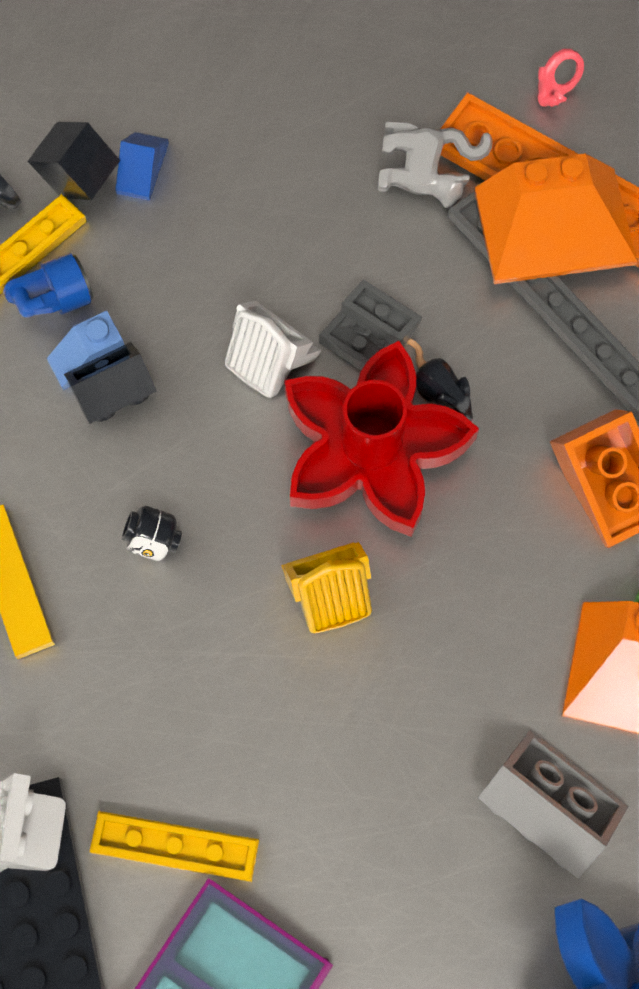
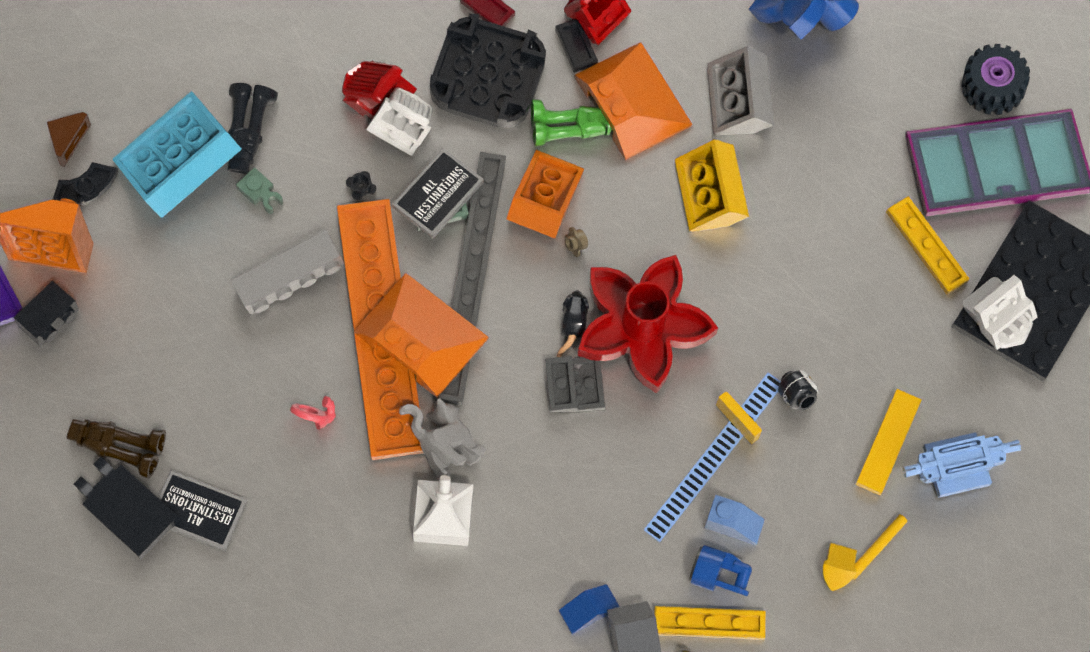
camera: 140 degrees left, 0 degrees up
(111, 383) = (742, 484): black brick -> none
(172, 406) = (710, 461): none -> light blue sticker
(181, 446) = (738, 417): none -> yellow tile
(266, 349) = (639, 420): white piece -> none
(331, 587) = (736, 280): yellow piece -> none
(352, 107) = (443, 512): none -> white piece
(463, 659) = (711, 186): none -> yellow slope
(527, 459) = (576, 241): none -> dark tan plate

